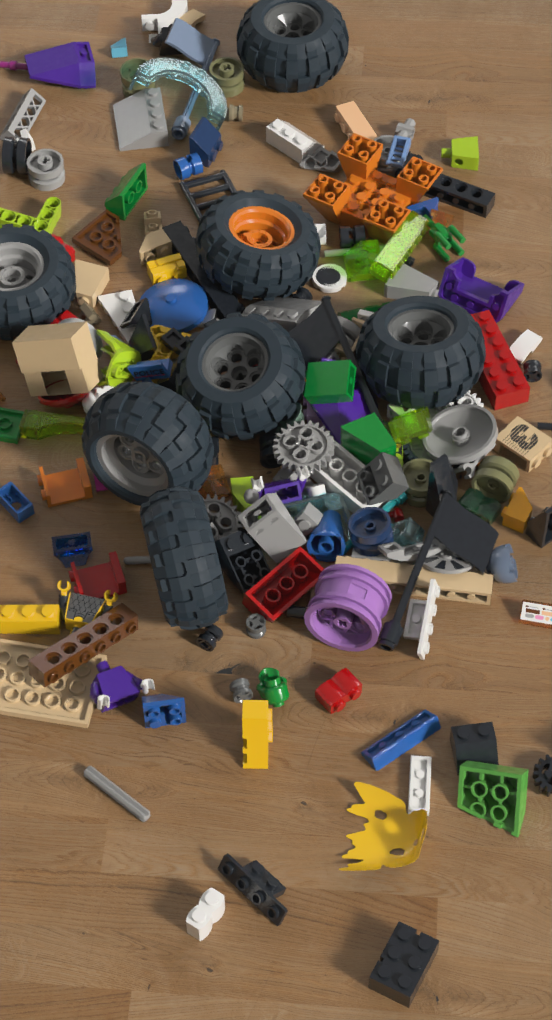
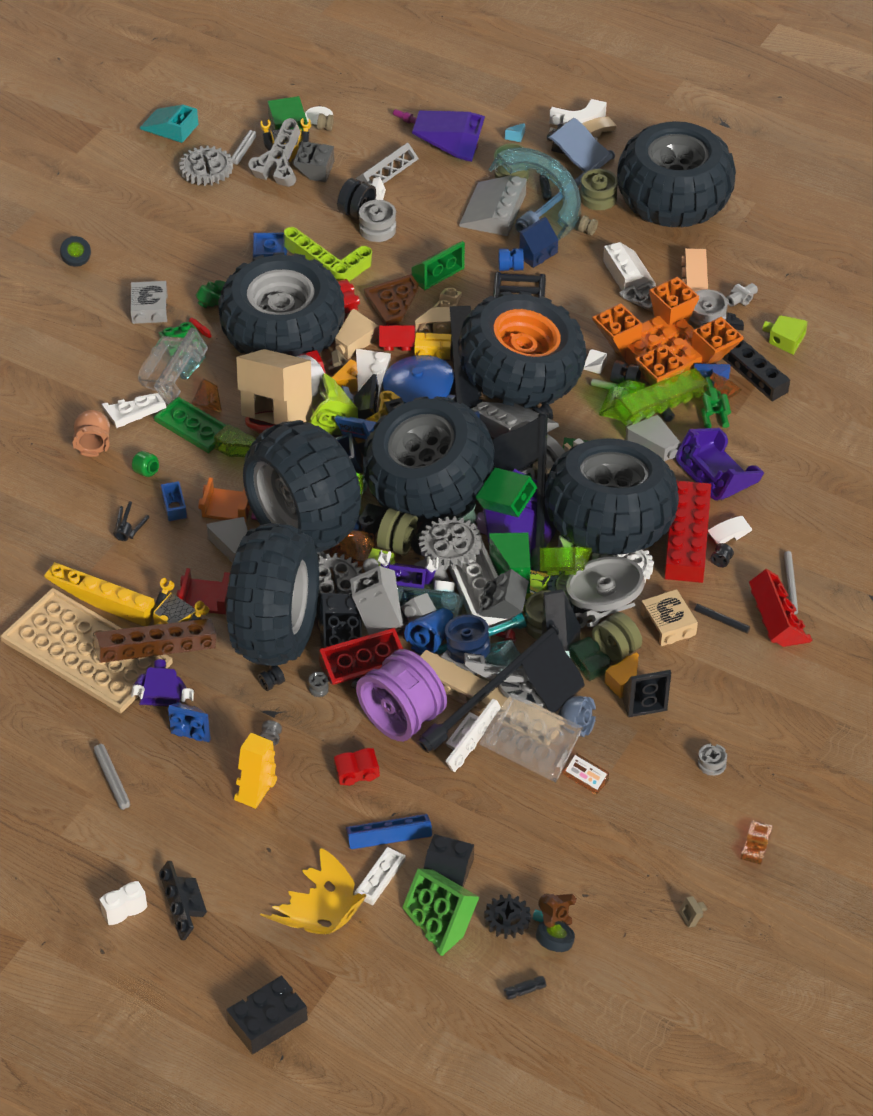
camera: 25 degrees right, 5 degrees down
(72, 548) = (199, 558): slope -> none
(94, 517) = (227, 535): none -> light grey slope
(105, 323) = (347, 376): none -> light orange slope
(129, 271) = (397, 336): none -> red slope
(139, 308) = (384, 376): black slope -> none
(176, 90) = (545, 187): none -> black axle
(244, 454) = (397, 531): none -> olive wheel
(272, 687) = (299, 740): green head -> none
(329, 278) = (582, 405): tile -> none
(398, 141) = (717, 298): medium blue slope -> none
(479, 599) = (531, 736): none -> clear slope

